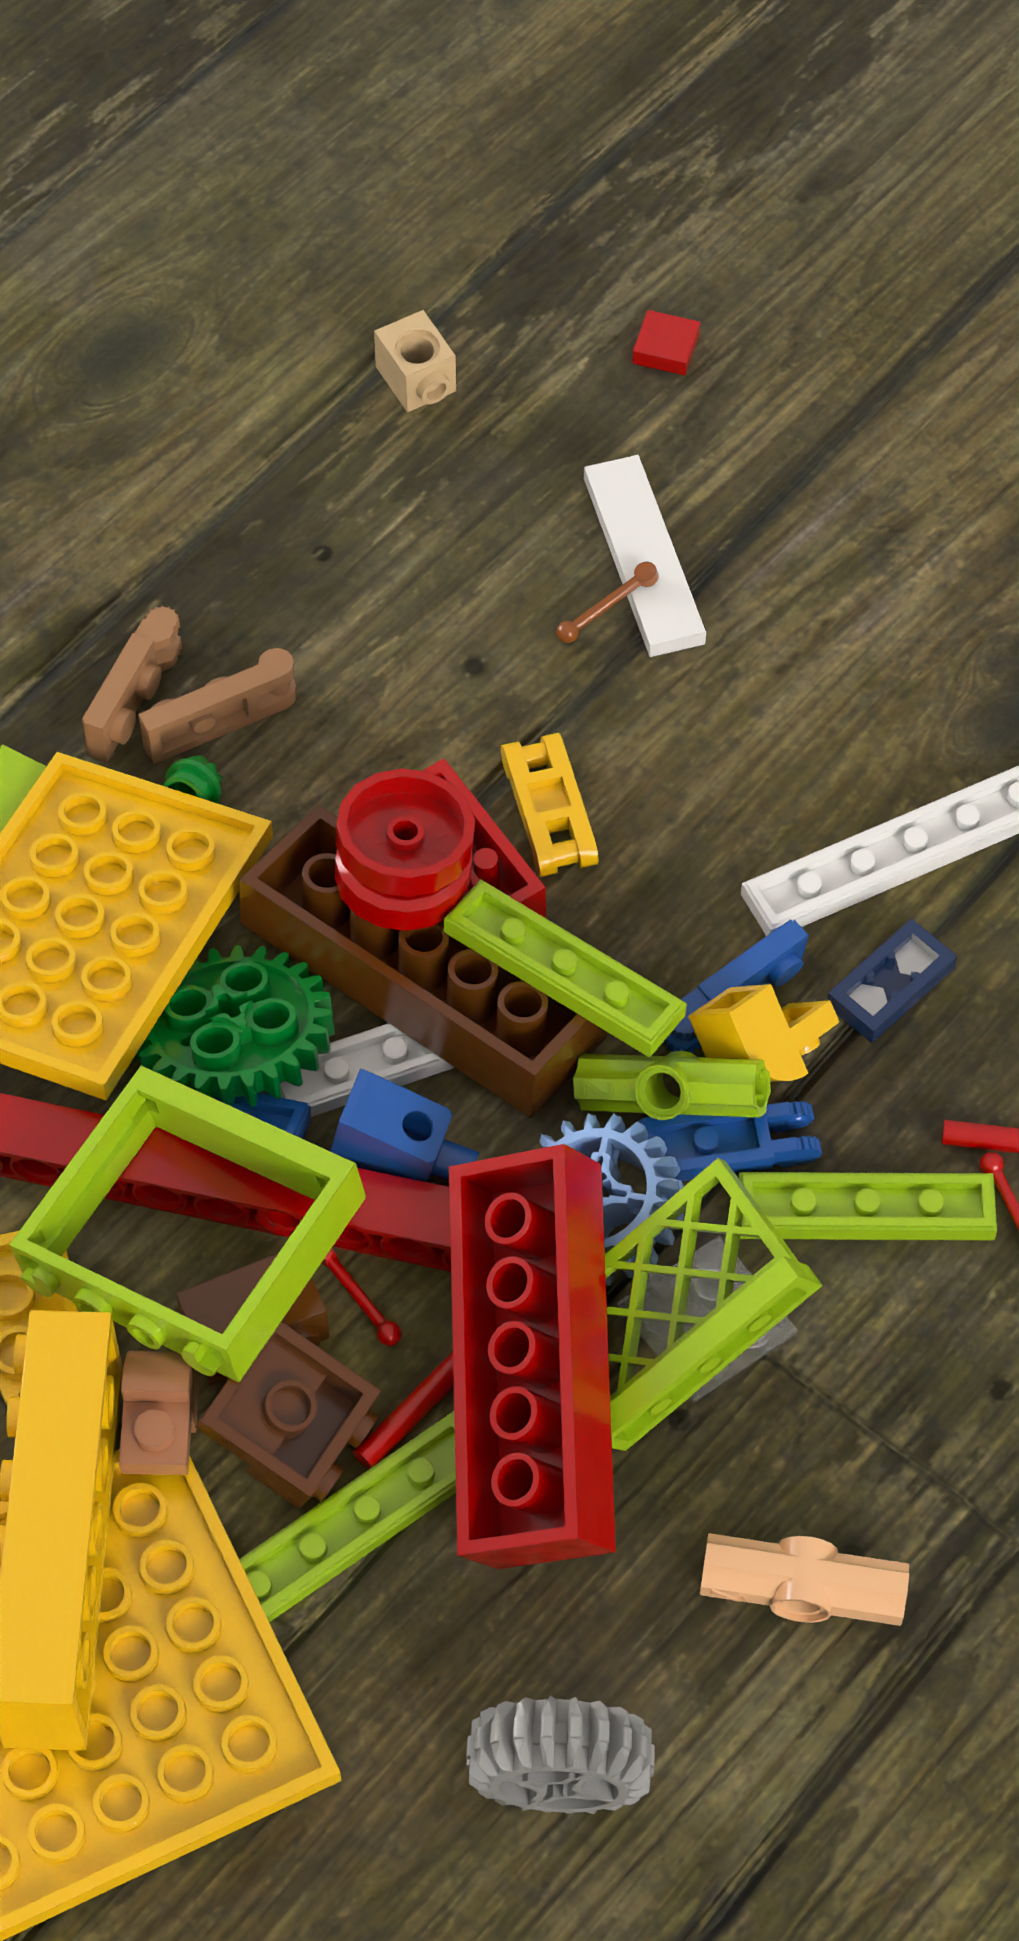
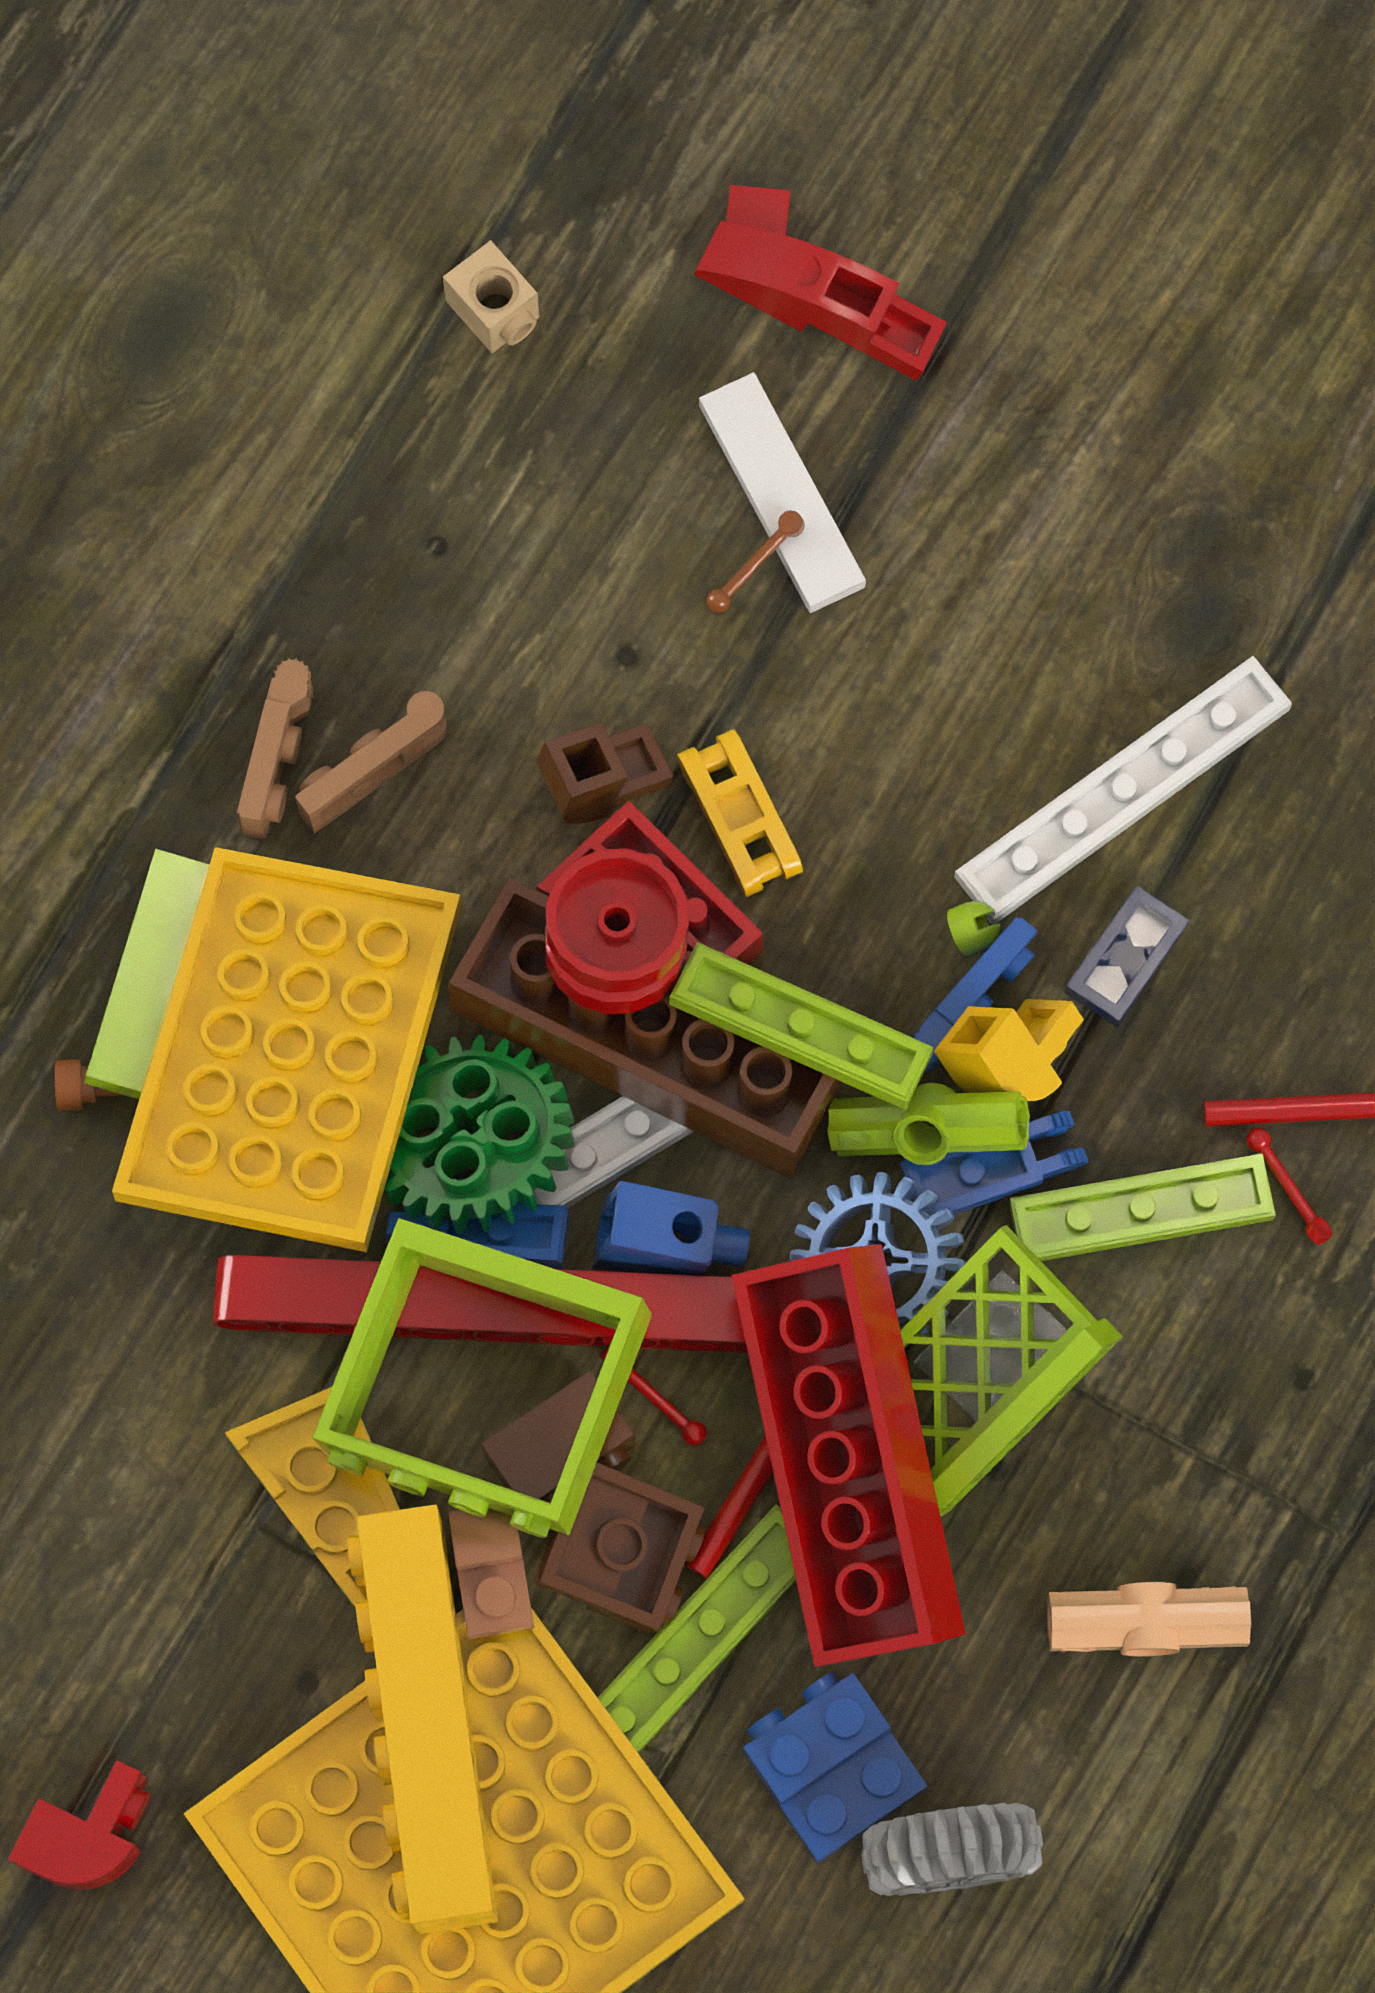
camera: 10 degrees left, 15 degrees up
(195, 777) = (367, 854): green plate -> none
(415, 735) = (598, 771): none -> reddish brown brick
(454, 1658) = (832, 1764): none -> blue plate
(706, 389) = (821, 288): none -> red slope
(747, 927) = (971, 927): none -> lime hinge

